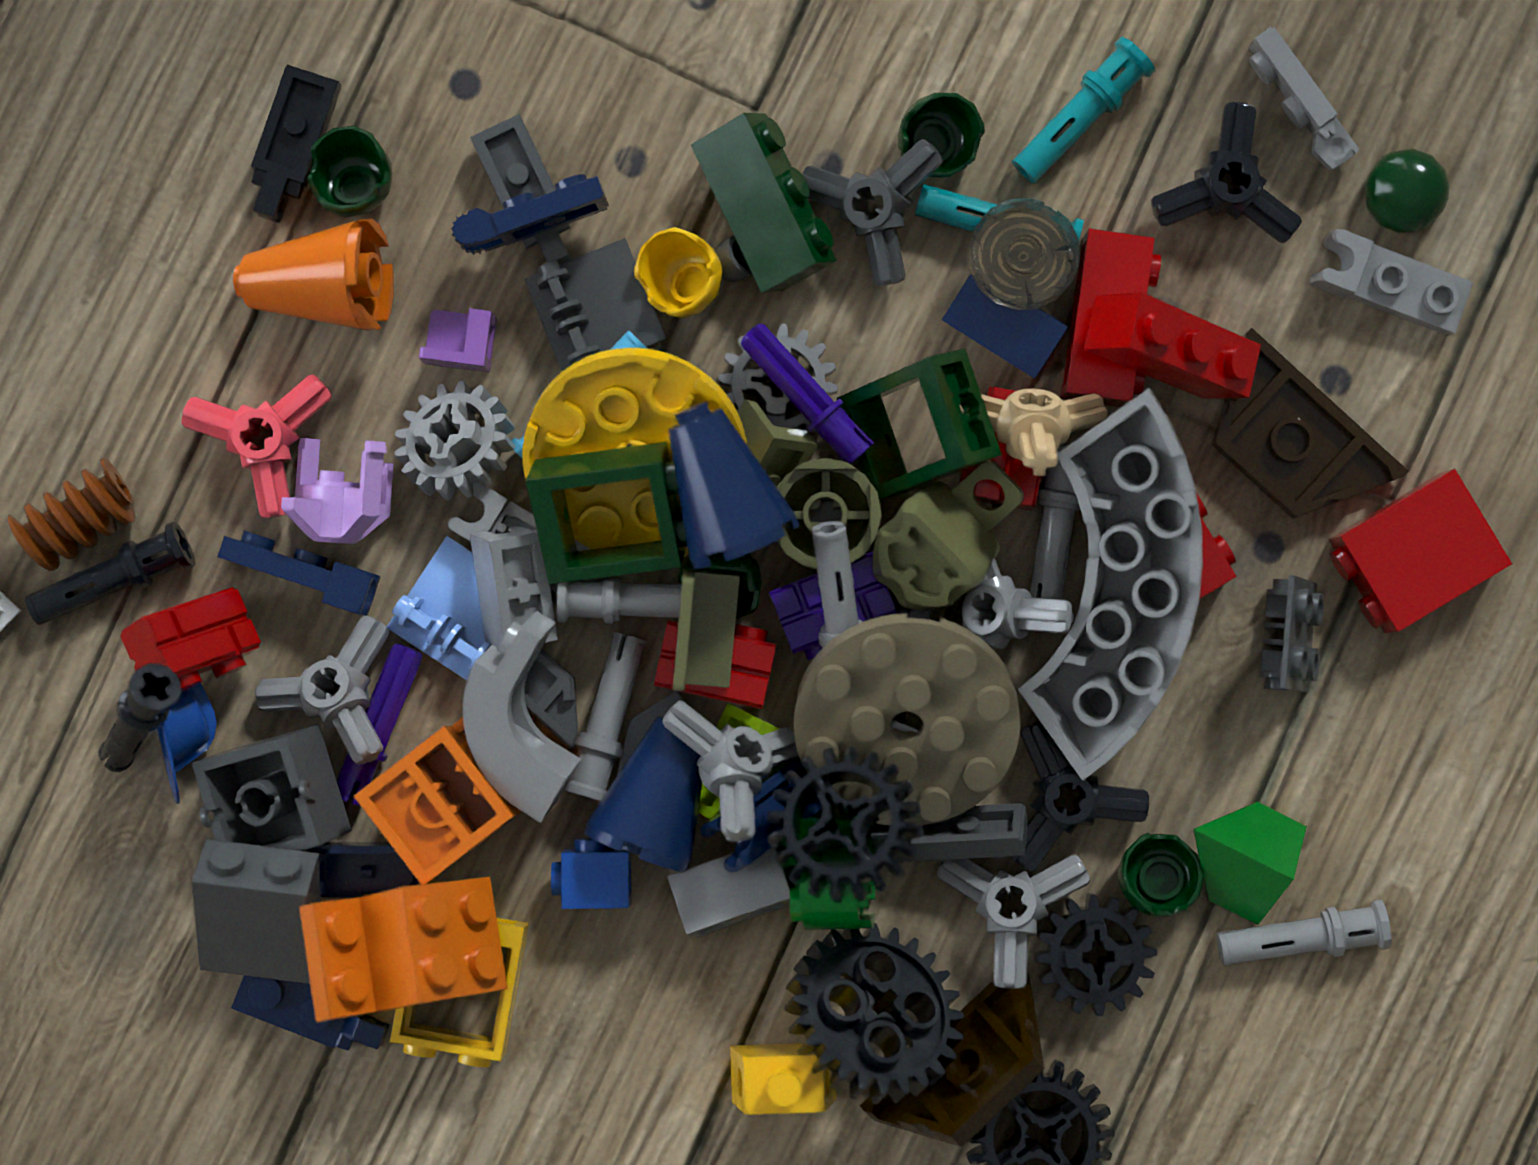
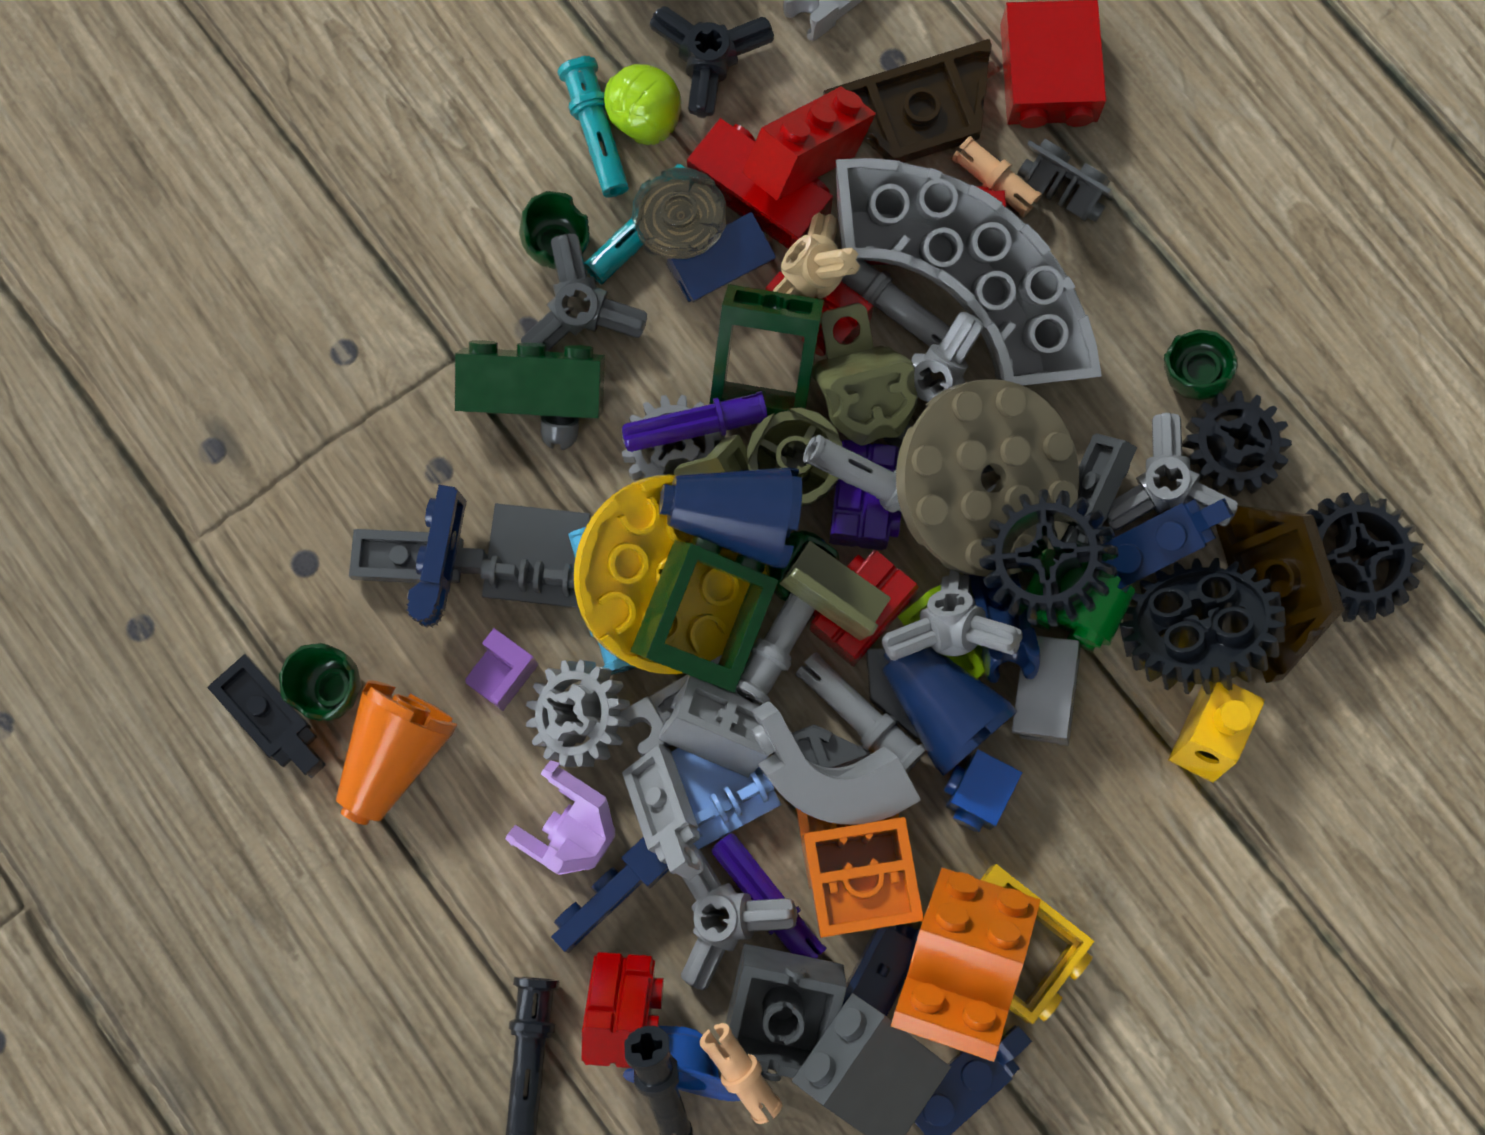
camera: 60 degrees left, 10 degrees down
(75, 518) = (464, 1056): dark orange piece -> none
(188, 787) = (741, 1073): none -> light nougat pin
(239, 426) = (511, 874): coral bush -> none
(400, 579) = (664, 811): none -> light grey hinge
(678, 272) = (546, 473): yellow hair -> none
(945, 929) = (1166, 539): none -> dark blue hinge
(1093, 802) = (1119, 391): black bush -> none
(1133, 145) = (643, 103): none -> lime hair
(1249, 858) = (1223, 295): green slope -> none
(1256, 559) = (996, 176): none -> light nougat pin
(1330, 932) = (1304, 268): light grey pin -> none

